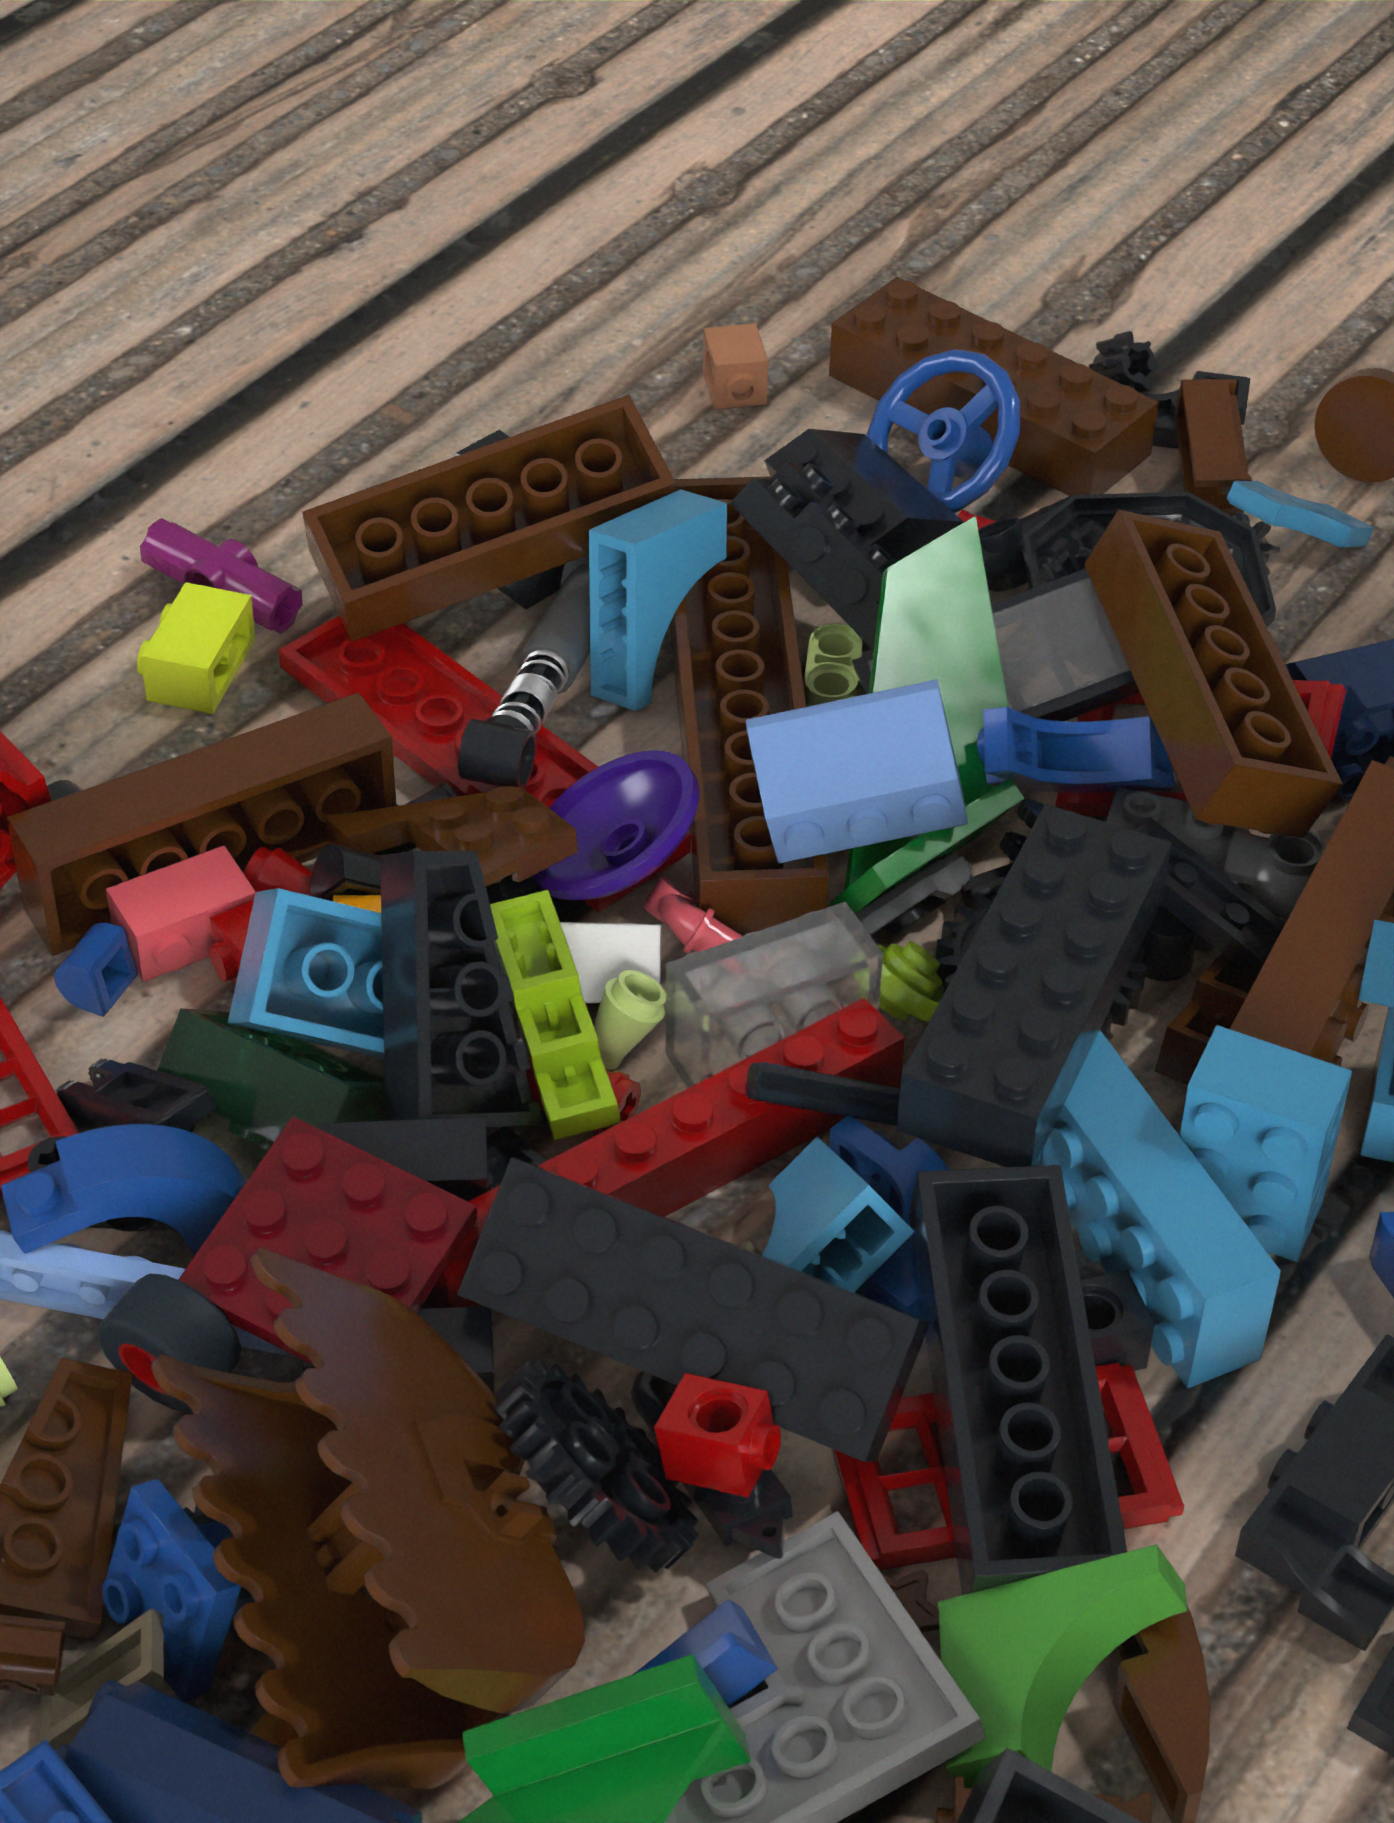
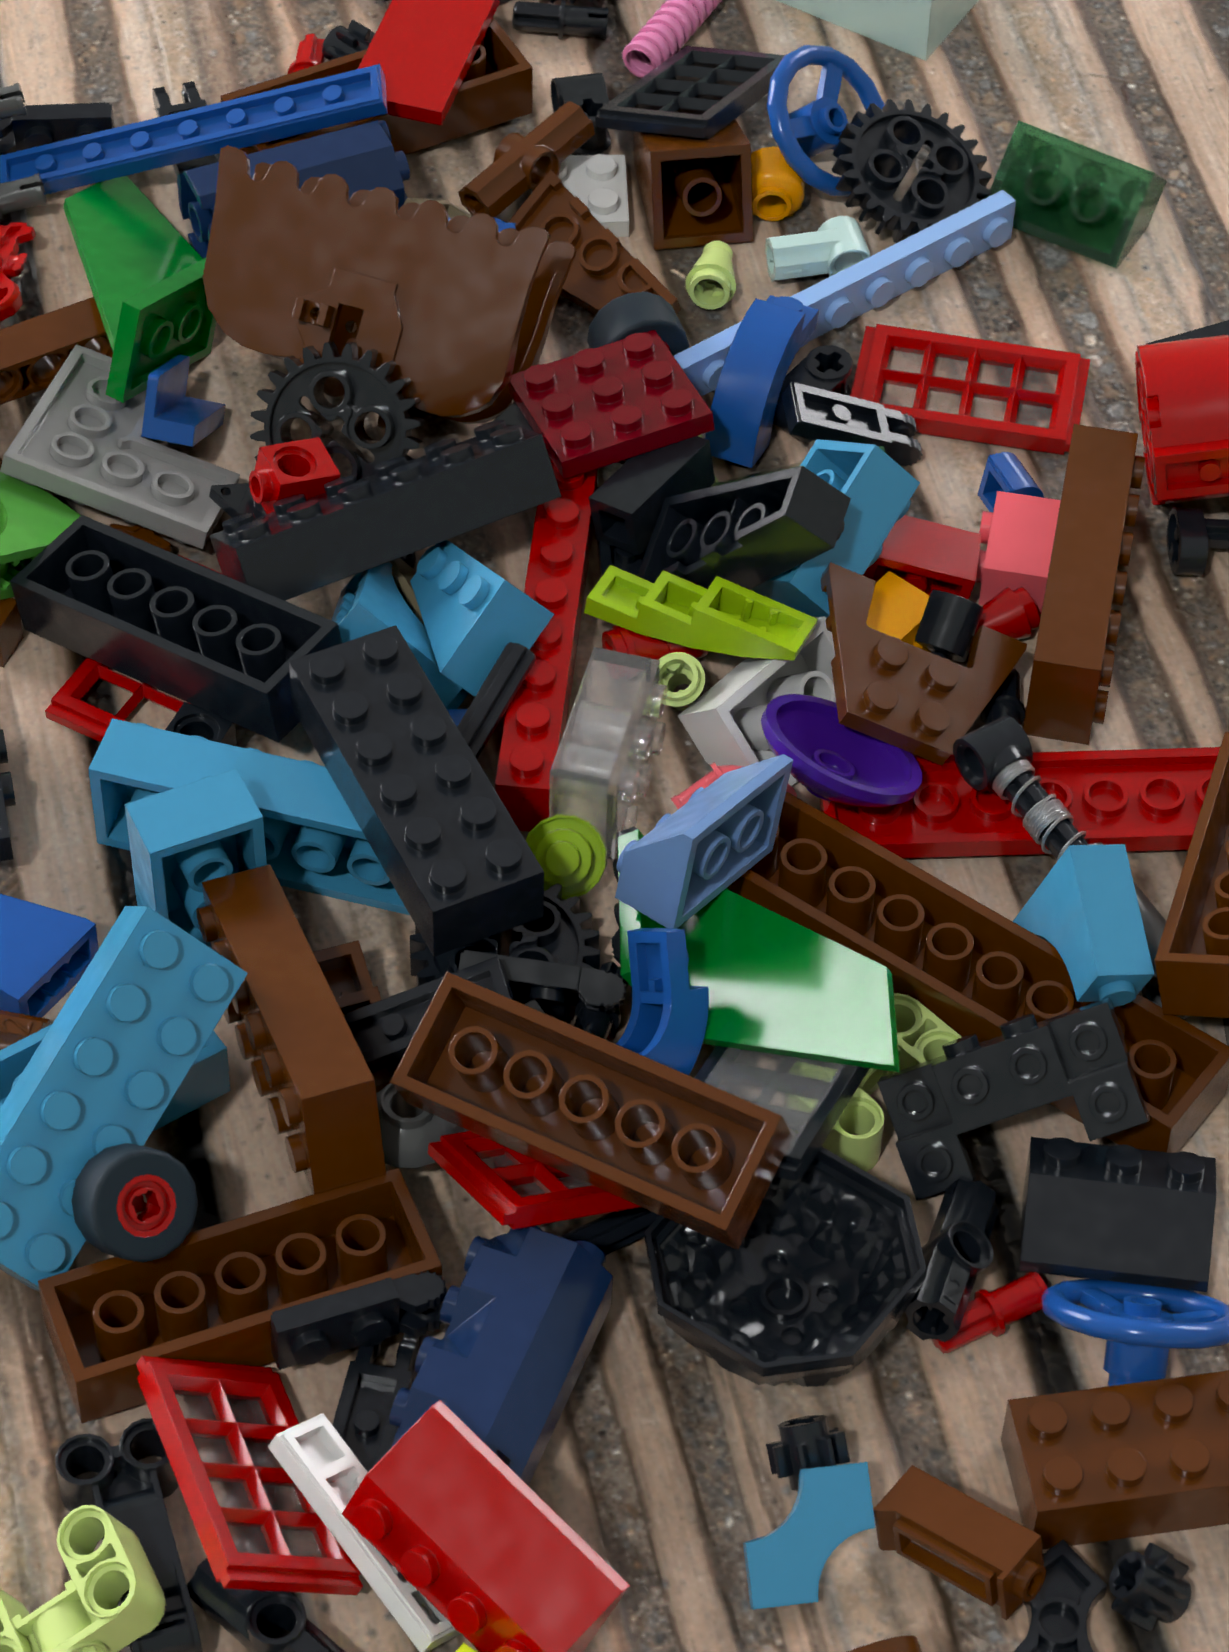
camera: 130 degrees right, 5 degrees up
(735, 1157) = (471, 614): none -> dark azure wedge

